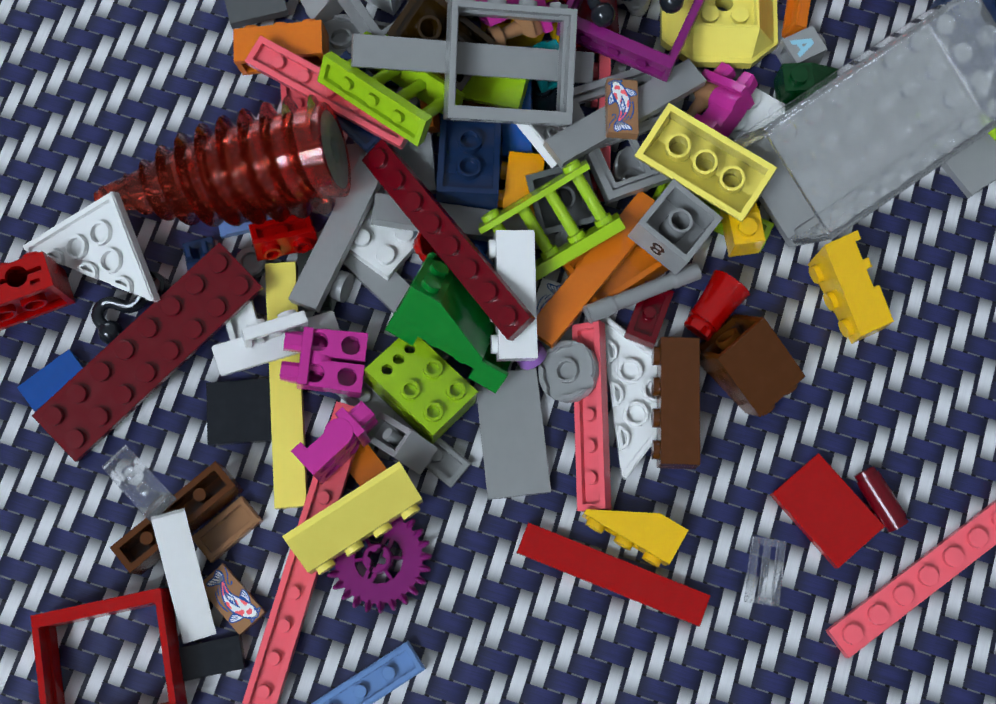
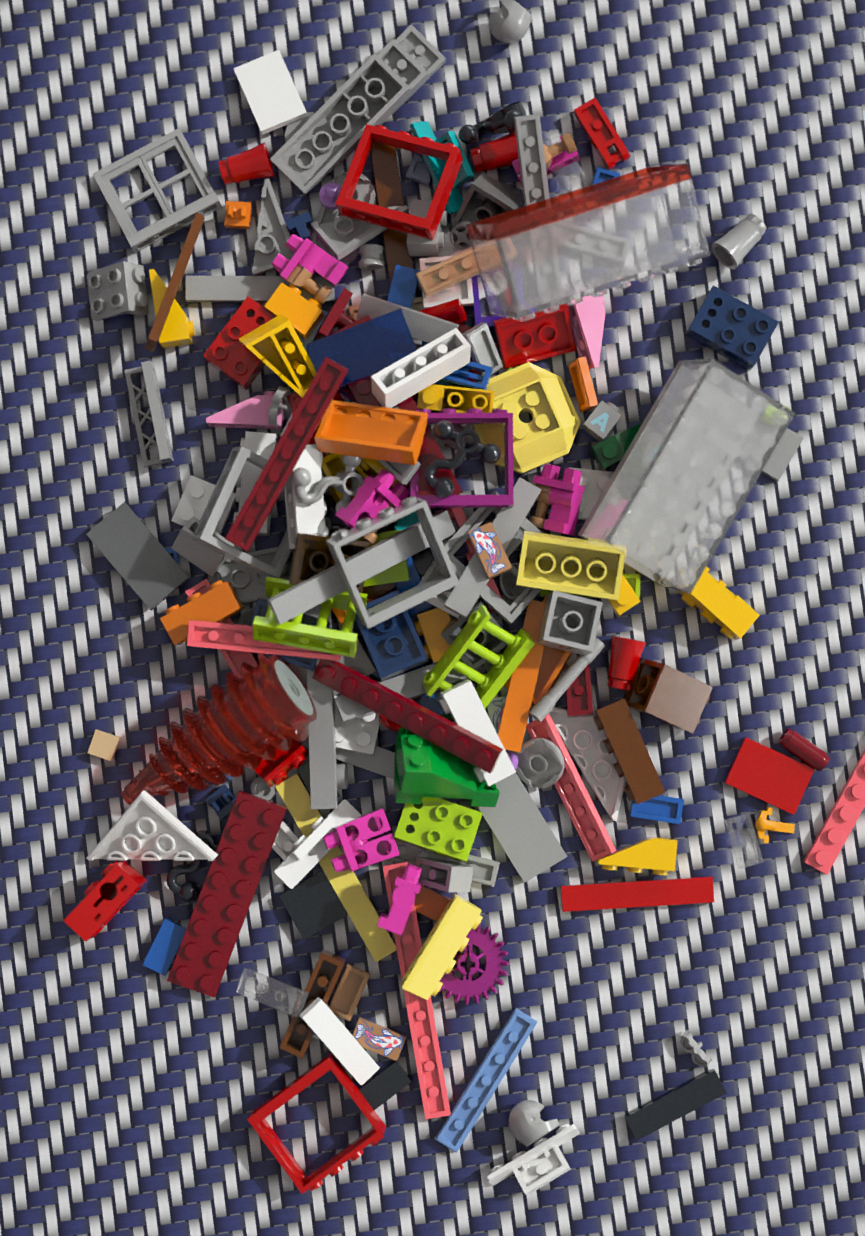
camera: 20 degrees left, 10 degrees up
(108, 140) = (104, 745): none -> tan tile
(681, 488) = (659, 809): none -> blue tile
(796, 563) = (762, 824): none -> light orange piece

